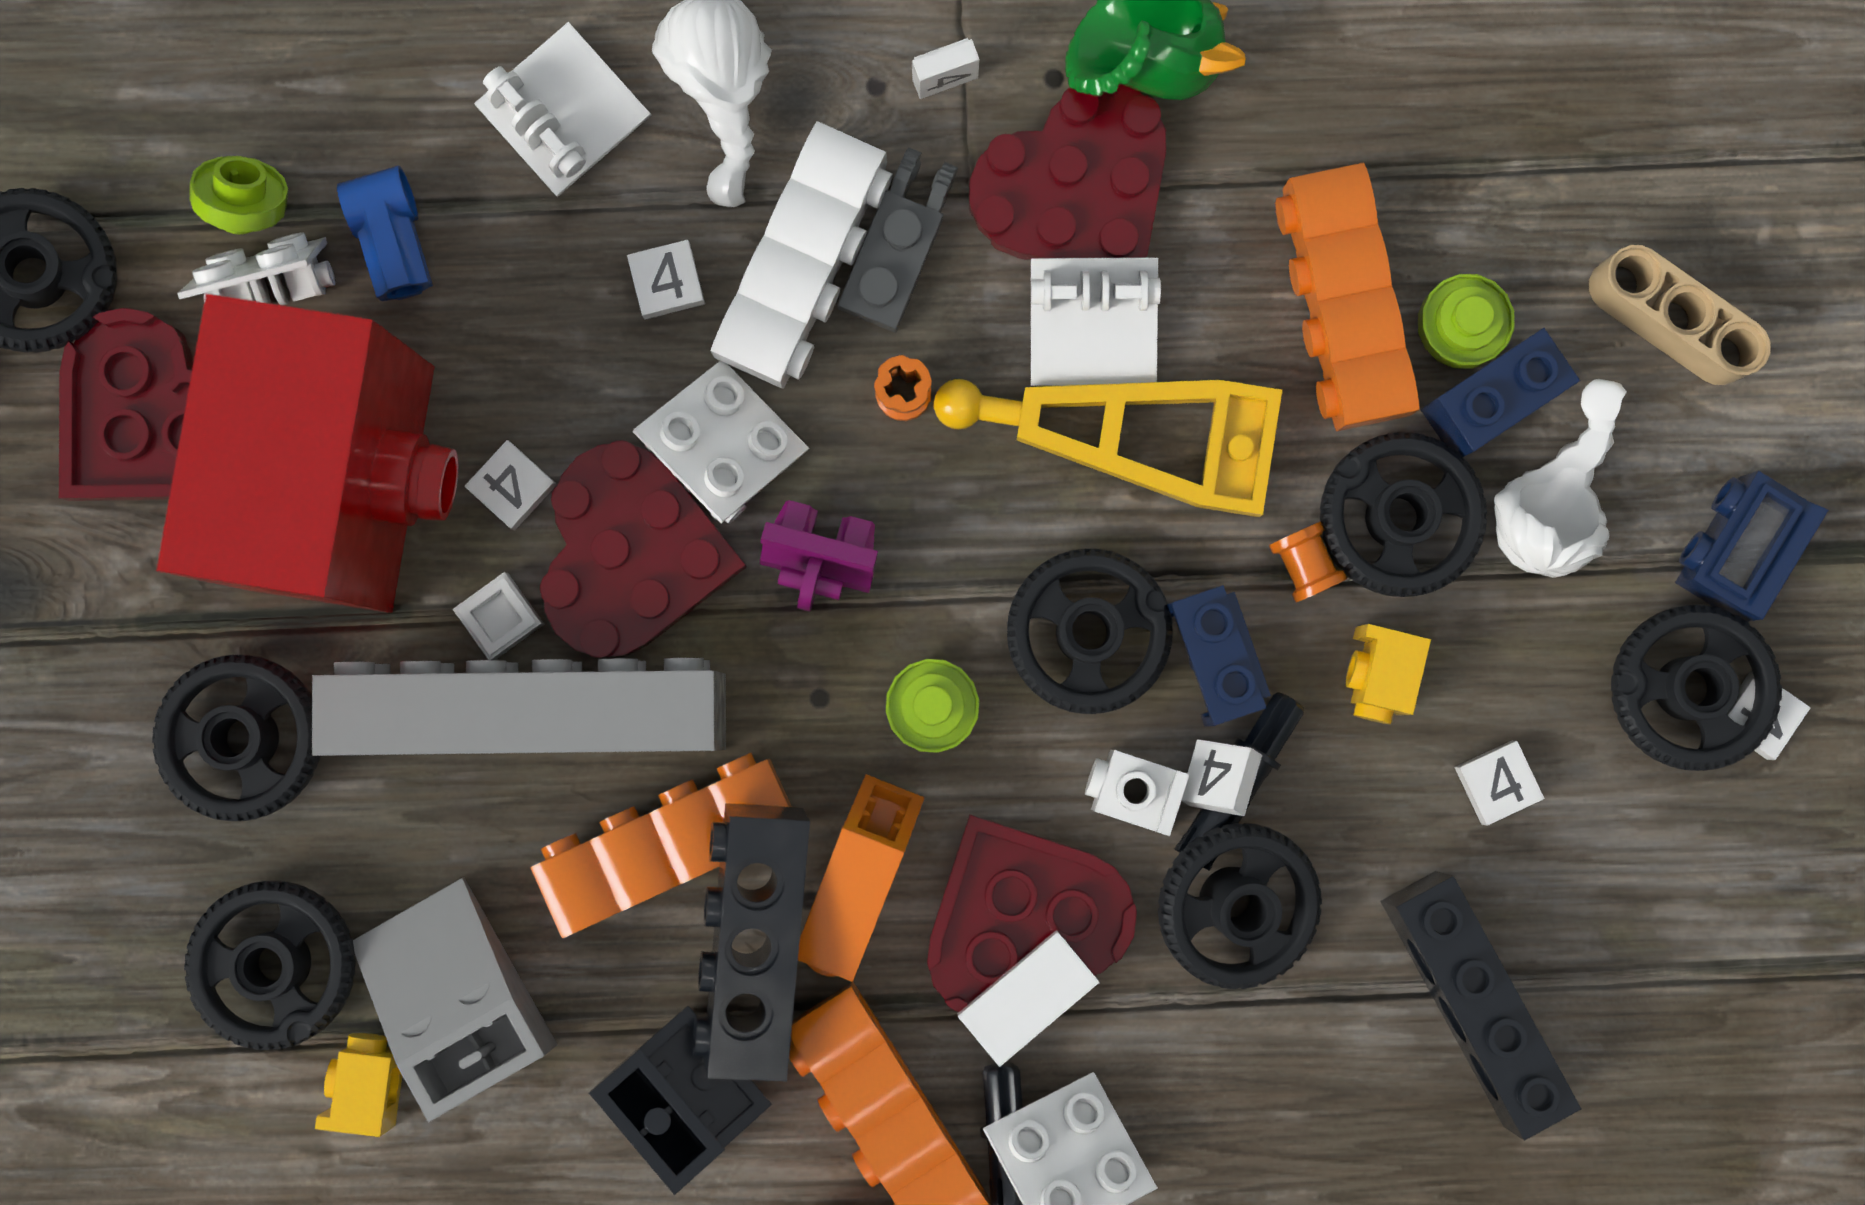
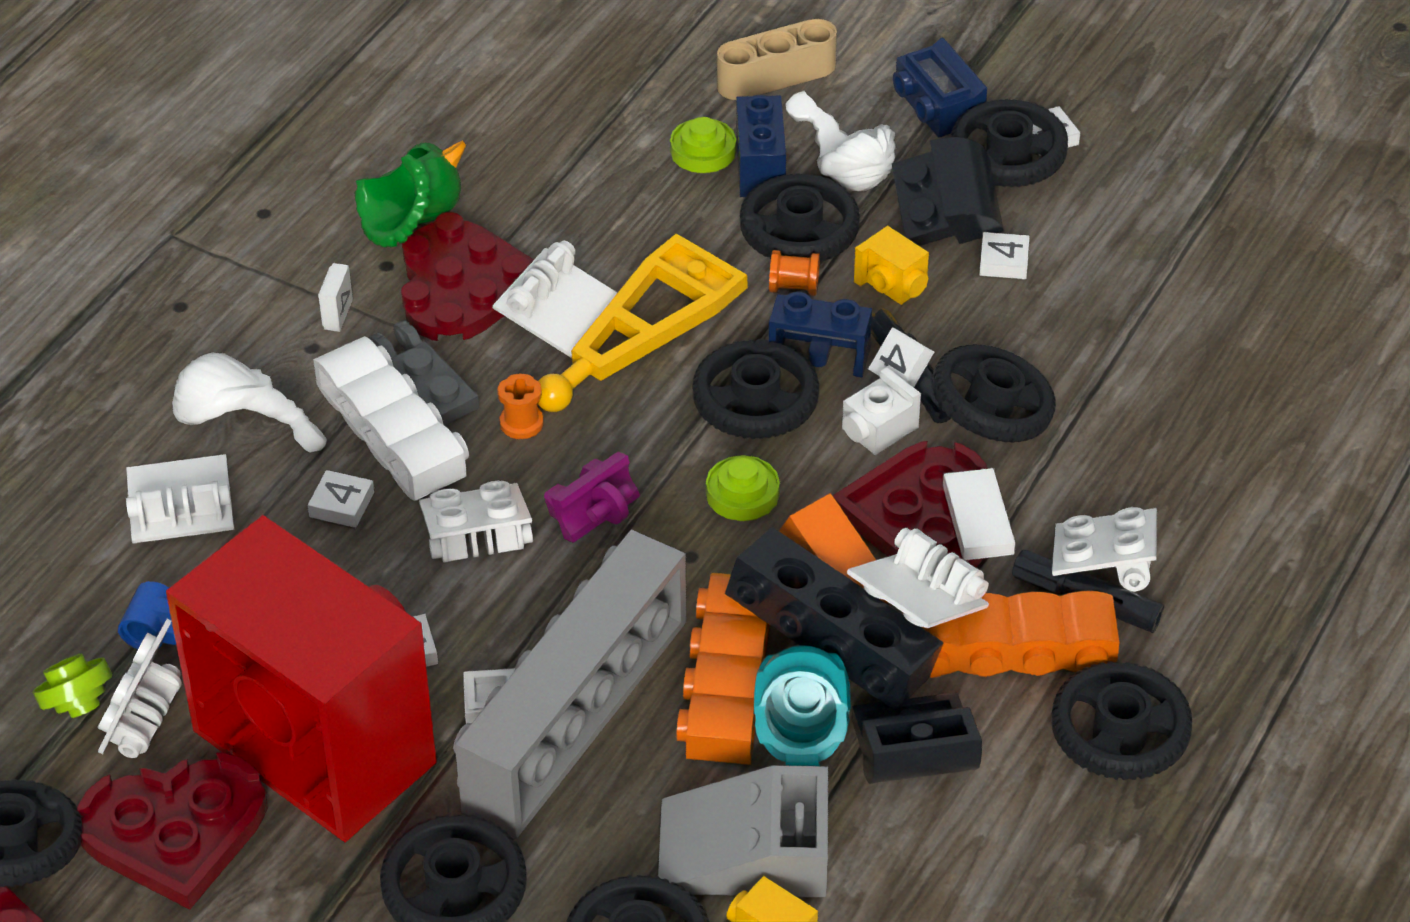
camera: 55 degrees left, 40 degrees down
(632, 555) = (498, 595): dark red plate -> none
(654, 963) = (802, 705): none -> teal helmet
(837, 1018) = (924, 581): none -> white hinge
(1349, 297) = (654, 187): orange brick -> none
(1480, 1005) = (1140, 312): black brick -> none
(1544, 670) = (947, 193): none -> black brick

